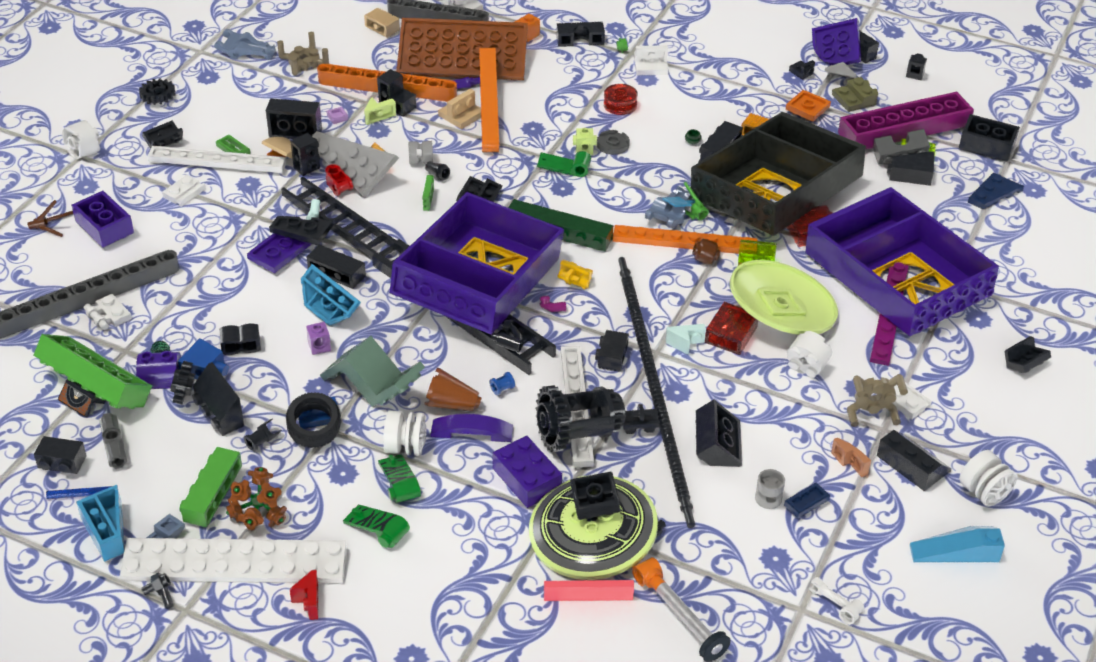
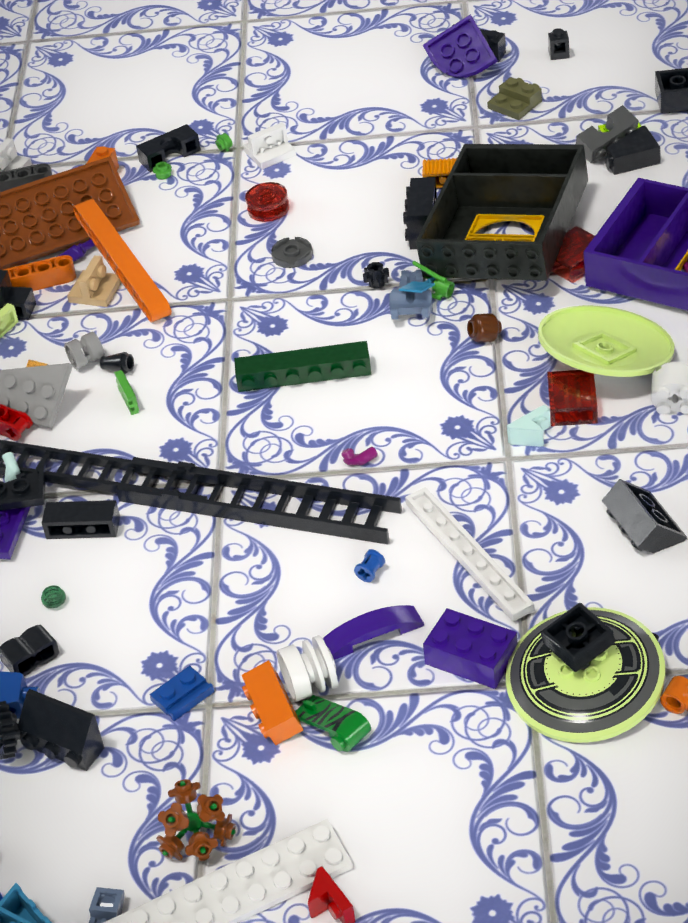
camera: 20 degrees left, 0 degrees up
(211, 487) = (124, 833): bright green brick -> none
(260, 436) = (137, 748): black piece -> none
(282, 310) = (53, 596): none -> clear green plate
(308, 402) = (195, 678): black tyre -> none
(318, 338) = (122, 608): medium lavender brick -> none
(326, 297) = (100, 558): dark azure wedge -> none
(366, 446) = (271, 703): none -> orange brick
(373, 372) = (220, 617): sand green bracket -> none
(387, 526) = (363, 779): green door -> none
(451, 393) = (323, 601): dark orange cone -> none
(468, 289) = (252, 475): dark purple panel -> none
(487, 190) = (183, 369): black slope -> none
(507, 341) = (346, 516): black plant -> none
(555, 416) = (468, 573): black piece -> none
(566, 48) = (162, 170): none -> bright green plate
(575, 274) = (360, 412): yellow hips -> none
(577, 167) = (273, 294): green door -> none
(584, 140) = (263, 263): yellowish green brick -> none
(588, 590) = (631, 744): coral tile -> none
(612, 350) = (463, 476): black brick -> none
(641, 419) = (551, 535): black hips -> none
(657, 182) = (376, 275): none -> black gear
(657, 394) = (544, 502): black hose -> none
(674, 238) = (446, 326): orange plate -> none
(693, 136) = (376, 211): dark green plate -> none
(756, 250) = (536, 306): clear neon green panel -> none
(802, 69) = (439, 94): black bracket -> none
(808, 105) = (474, 129): orange plate -> none
(841, 69) = (485, 77): light grey slope -> none
(931, 114) = (592, 101): magenta brick -> none

